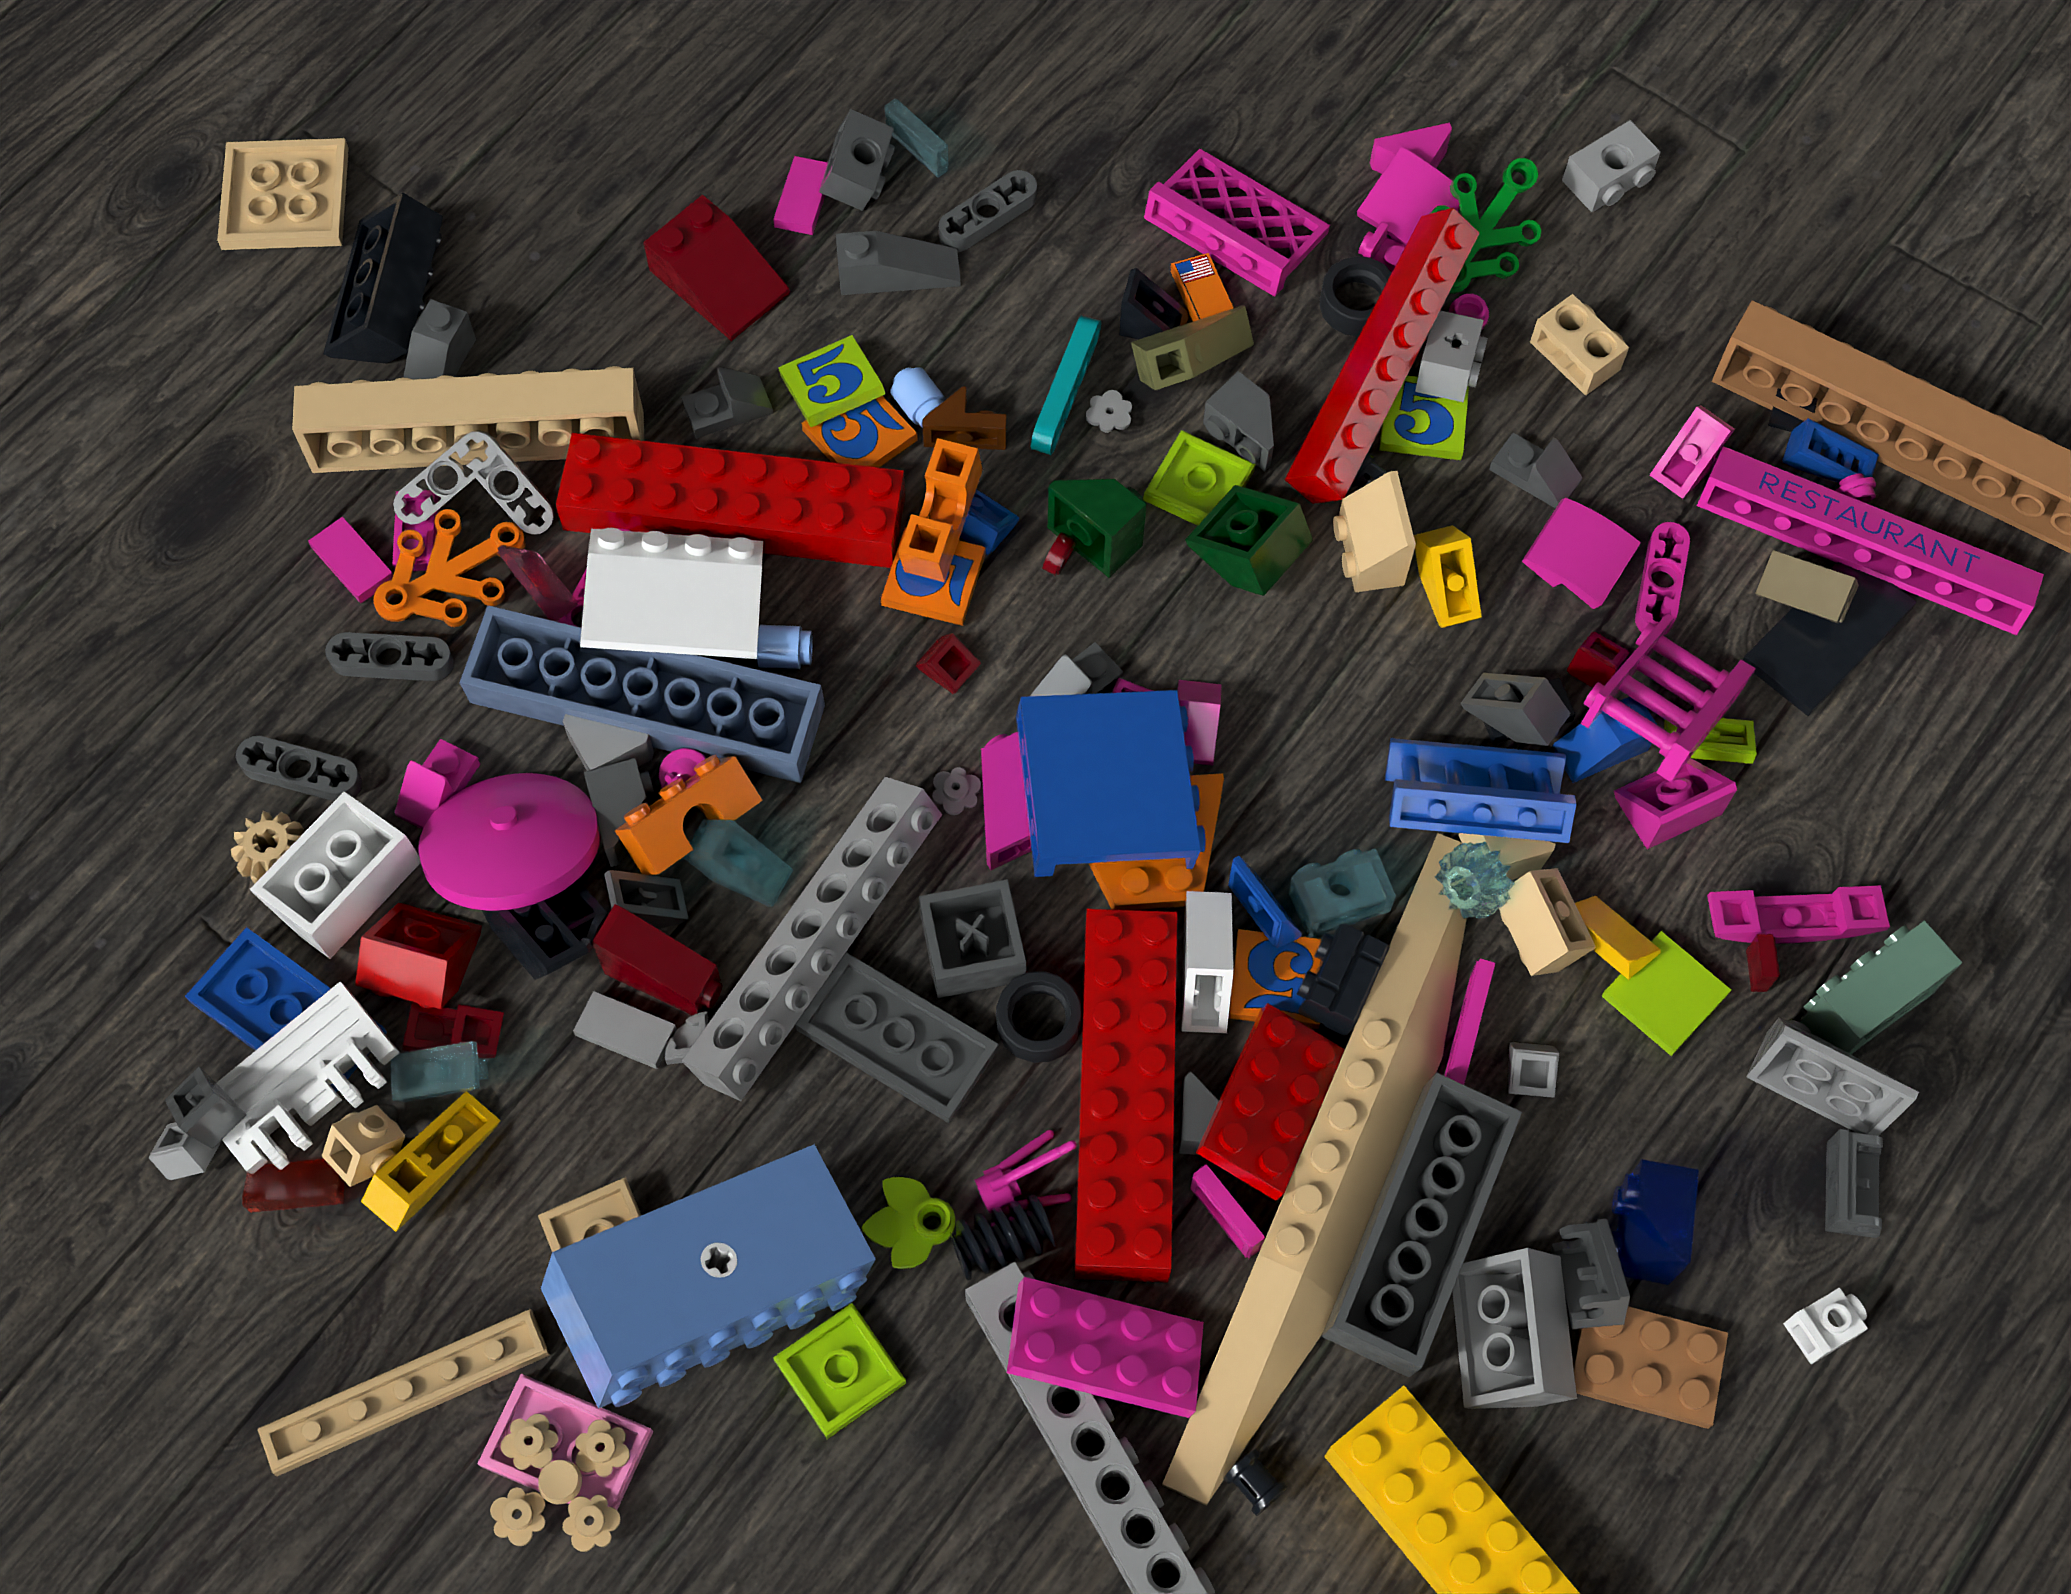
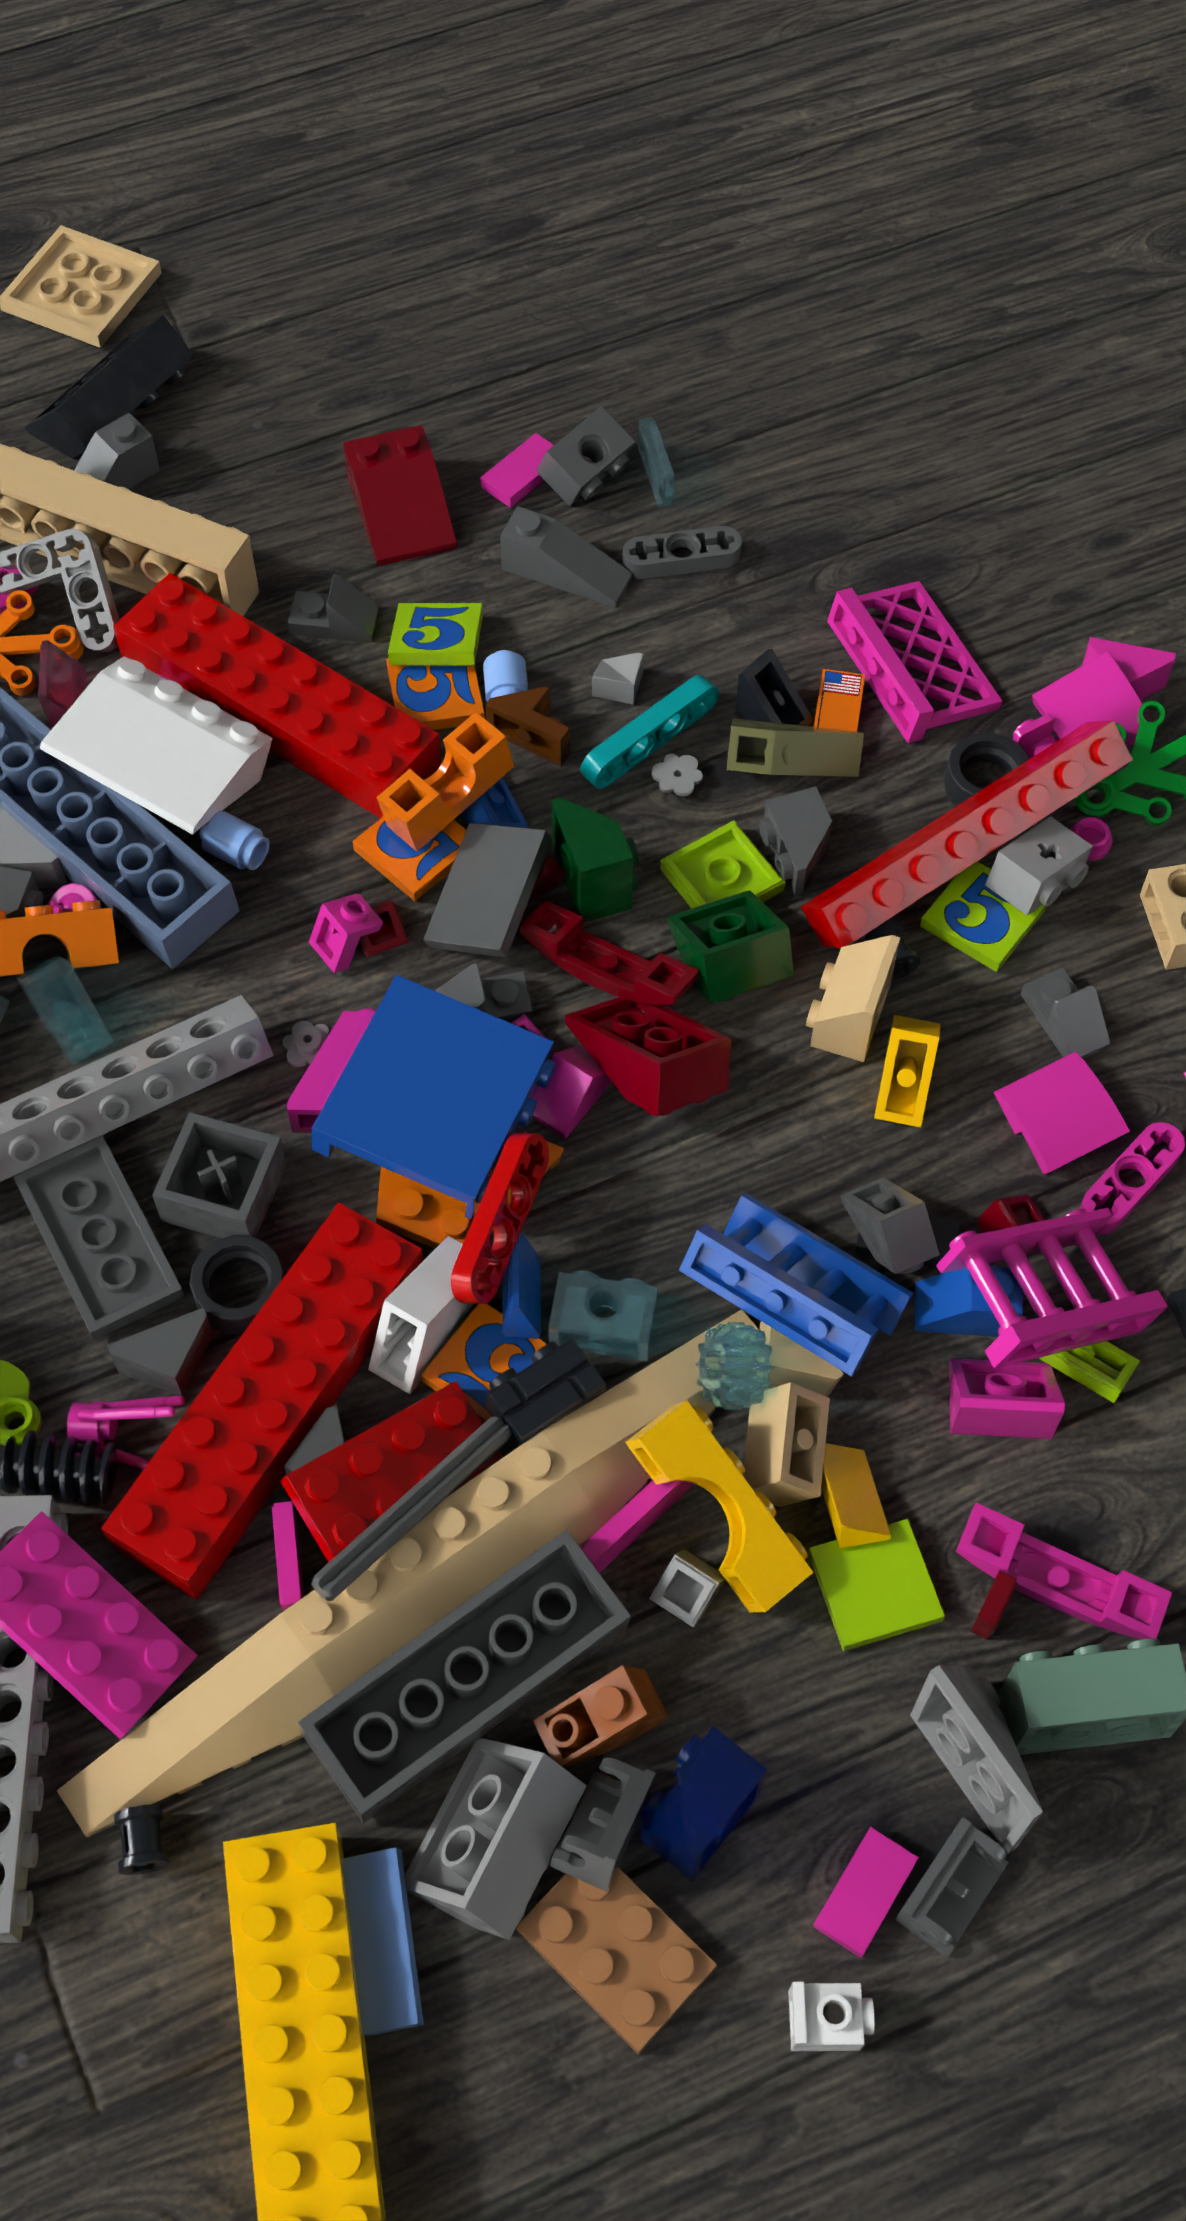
camera: 30 degrees right, 5 degrees down
(928, 680) = (340, 928): none -> dark pink bracket
(1008, 348) = (618, 678): none -> light grey slope
(1019, 1104) = (165, 1353): none -> dark grey slope
(1027, 586) = (487, 889): none -> dark grey tile
(1159, 604) = (602, 964): none -> dark red slope
(1227, 855) = (479, 1266): none -> red beam
(1246, 658) = (653, 1053): none -> dark red slope
(1309, 1119) = (410, 1509): none -> dark grey axle
(1485, 1450) = (382, 1942): none -> medium blue tile
(1537, 1201) = (601, 1717): none -> dark orange slope
(1577, 1016) = (760, 1557): none -> yellow arch
(1796, 1222) = (865, 1892): none -> dark pink tile

